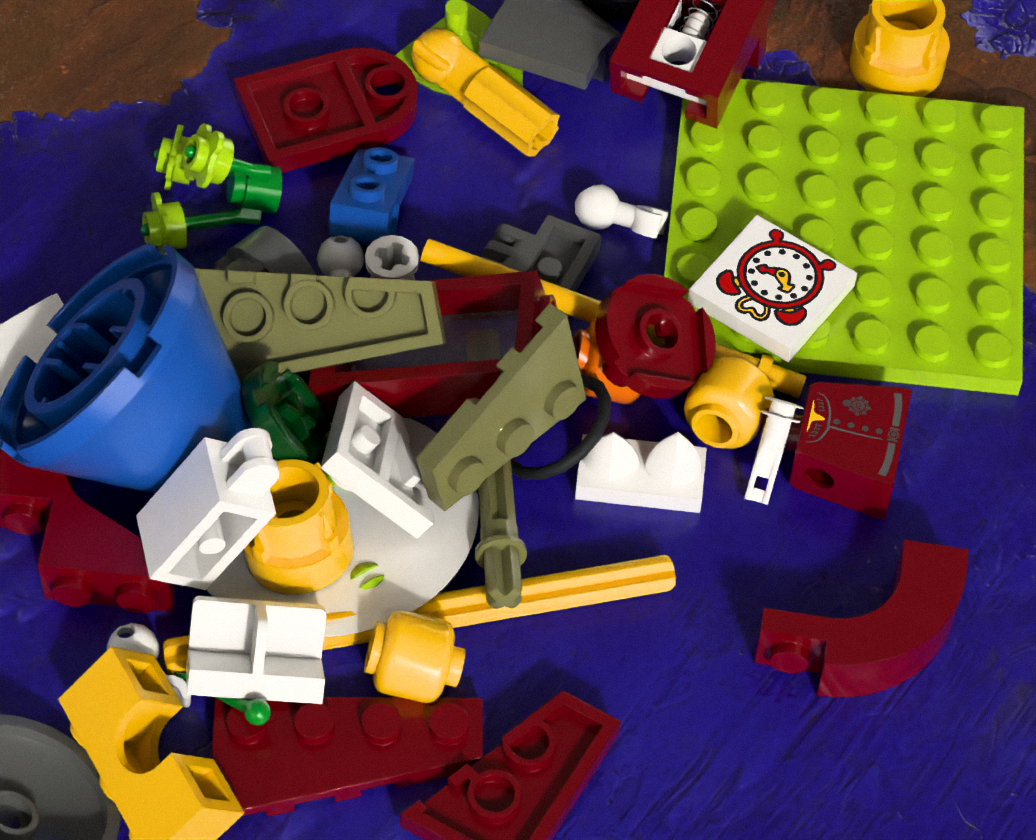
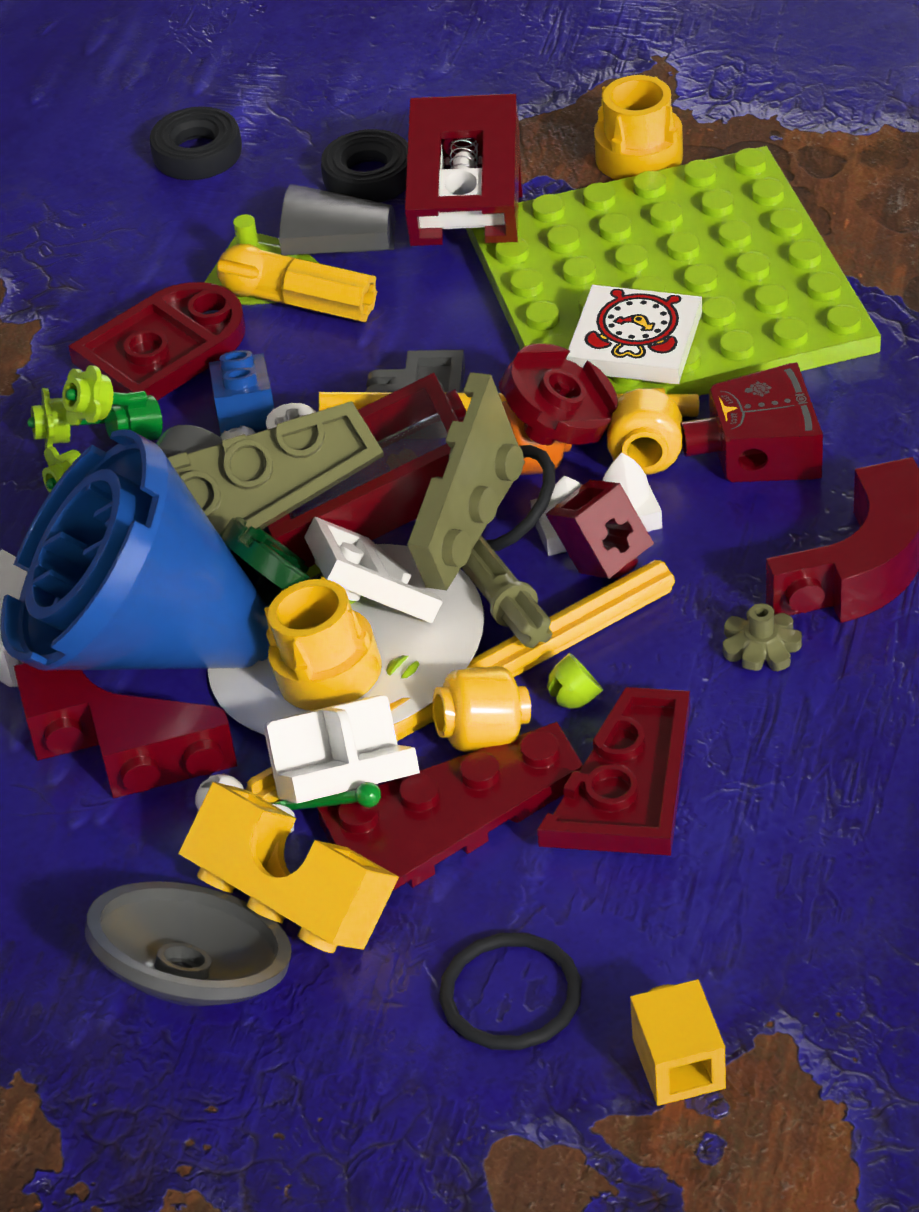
camera: 15 degrees left, 10 degrees down
(209, 509) = (247, 640): white brick -> none
(522, 659) = (572, 683): none -> lime hinge
(600, 208) = (450, 333): white arm -> none
(618, 482) = (600, 529): none -> dark red brick
(727, 685) = (761, 639): none -> olive plant
(771, 447) = (701, 447): white piece -> none

